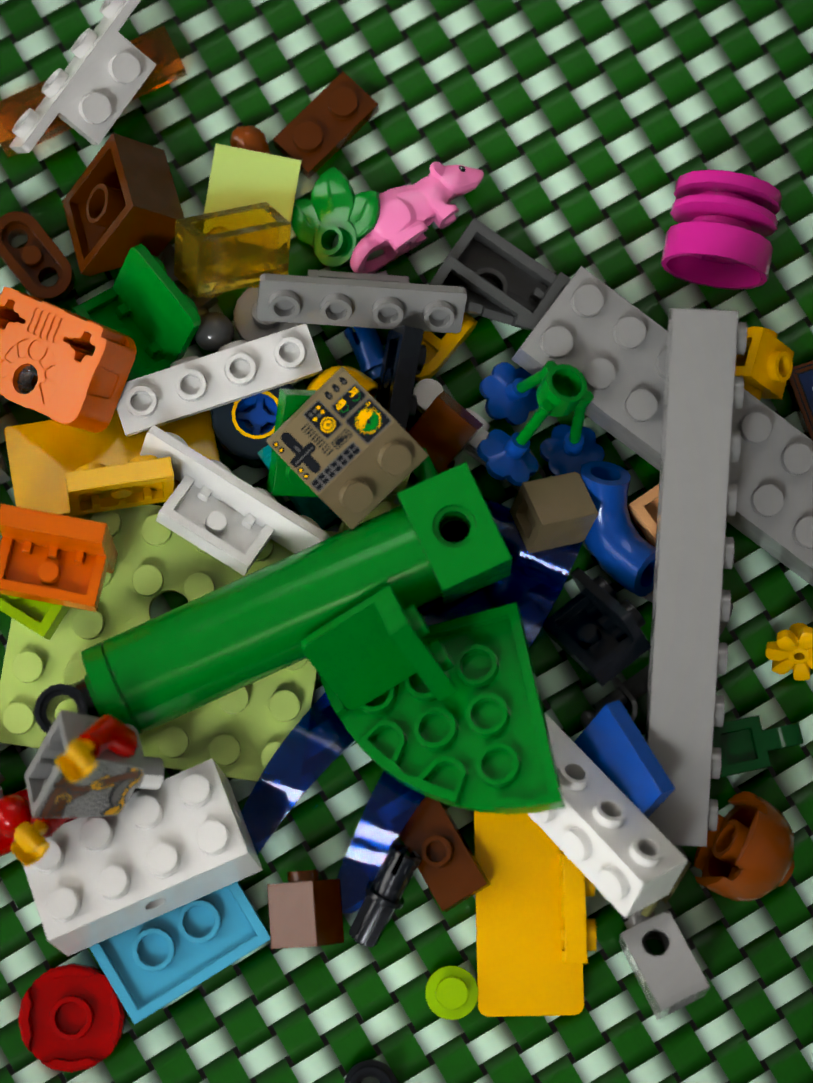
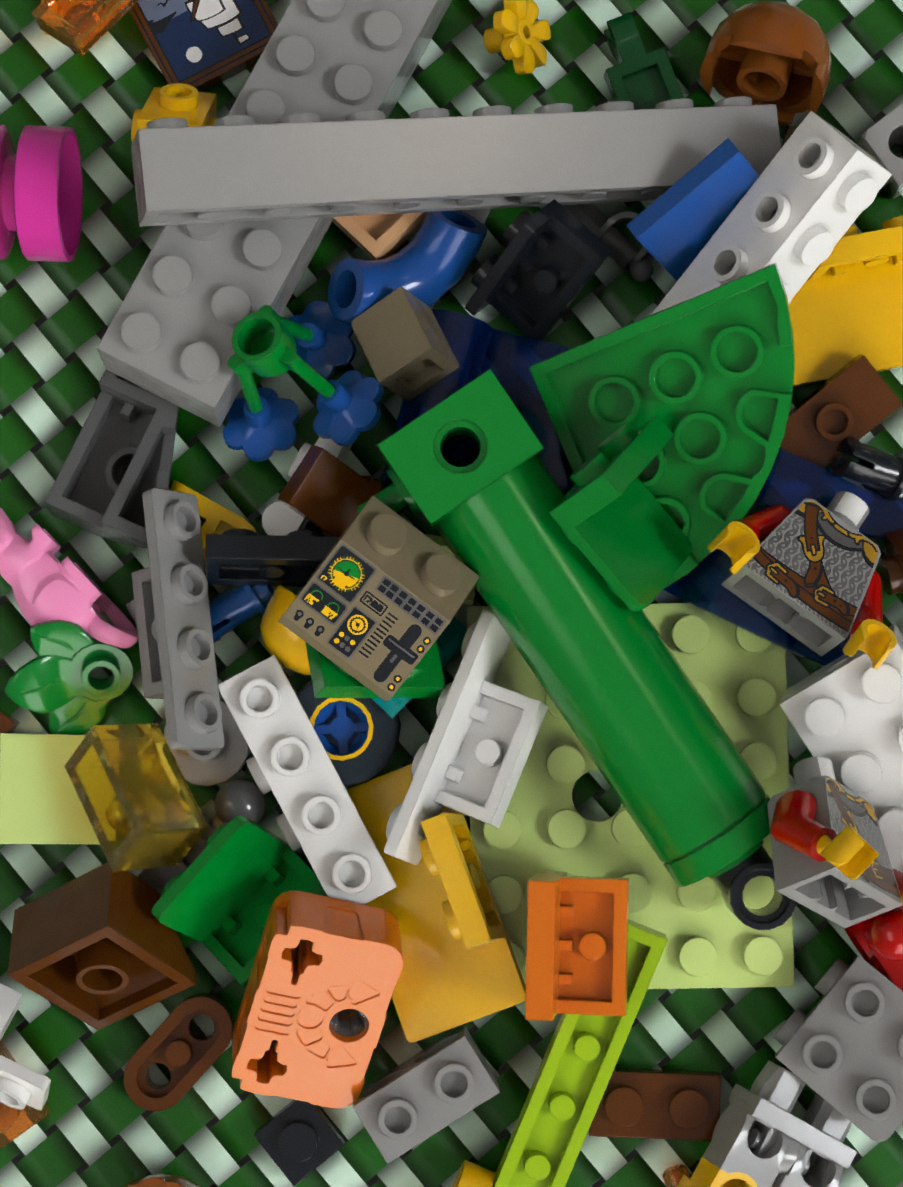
camera: 100 degrees left, 5 degrees up
(314, 801) = (811, 574): none -> torso

